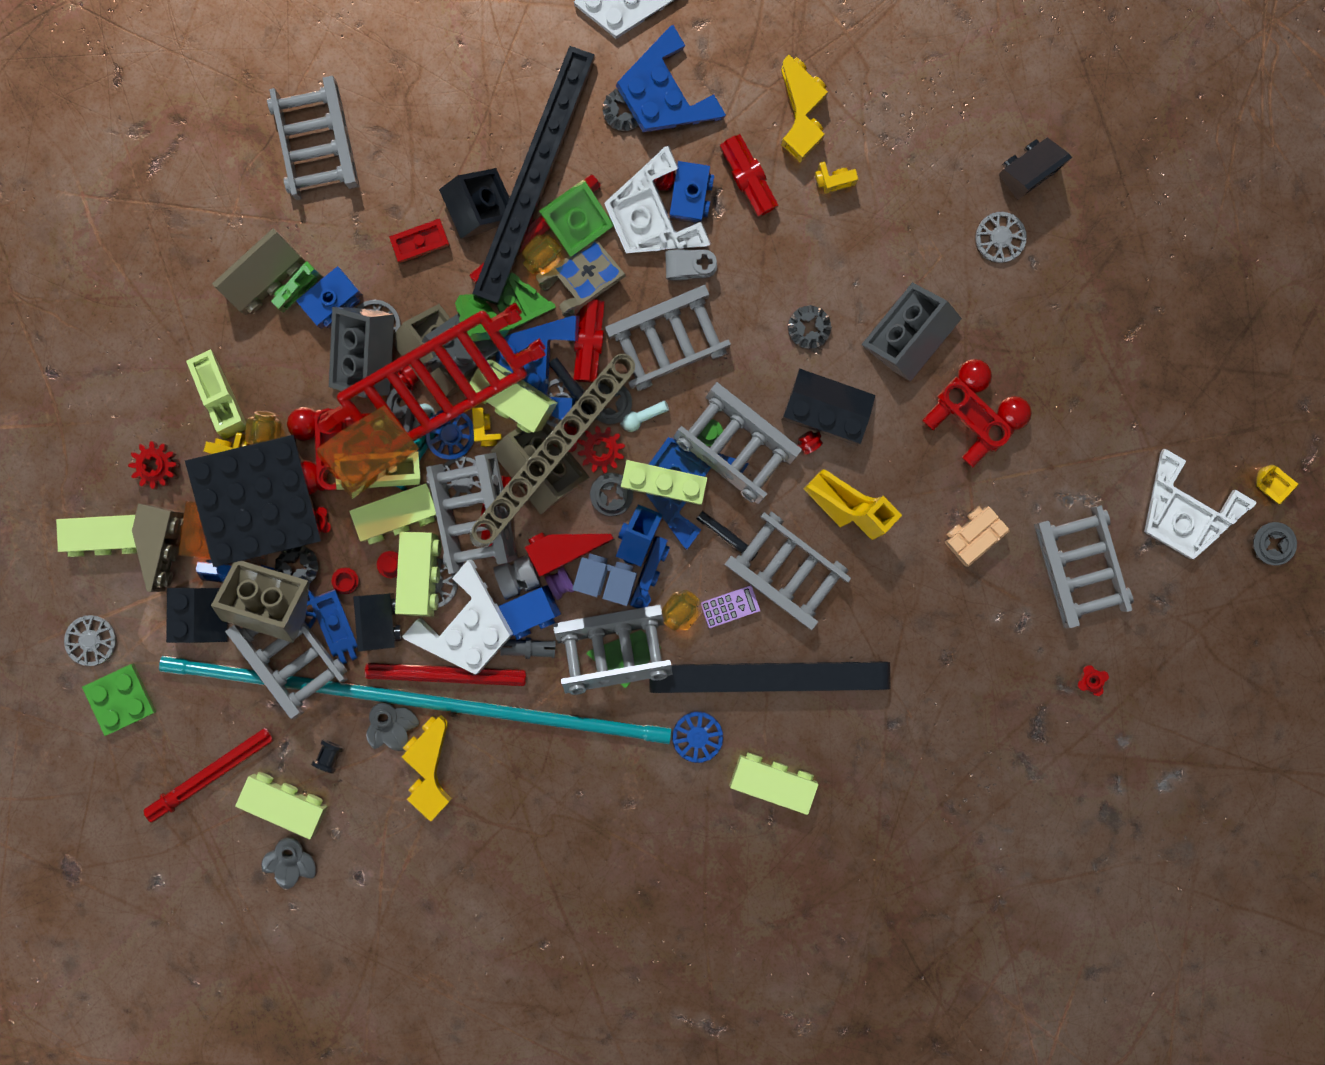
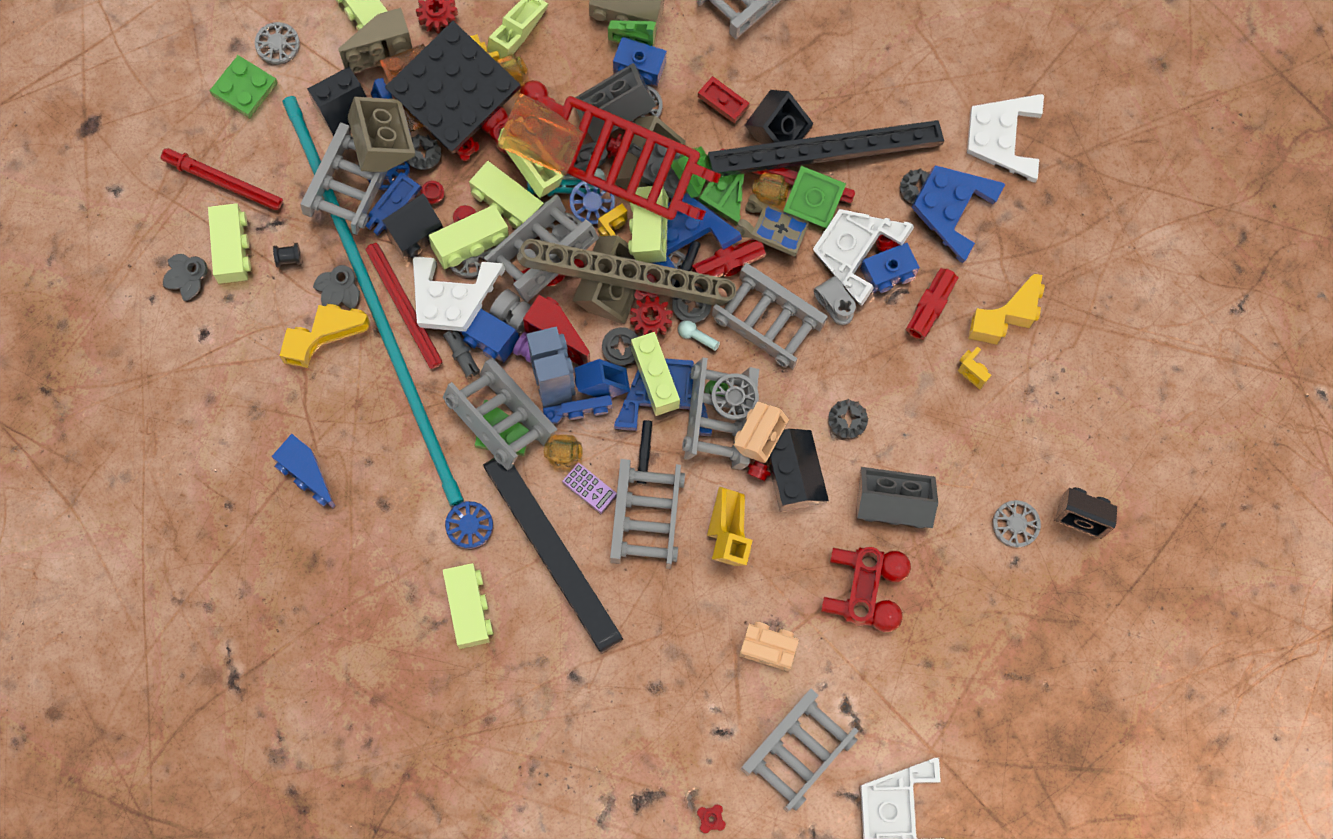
camera: 55 degrees right, 15 degrees down
(549, 857) = (301, 463): none -> blue slope
(732, 422) = (734, 396): none -> light grey wheel
(783, 421) = (760, 432): none -> light nougat brick

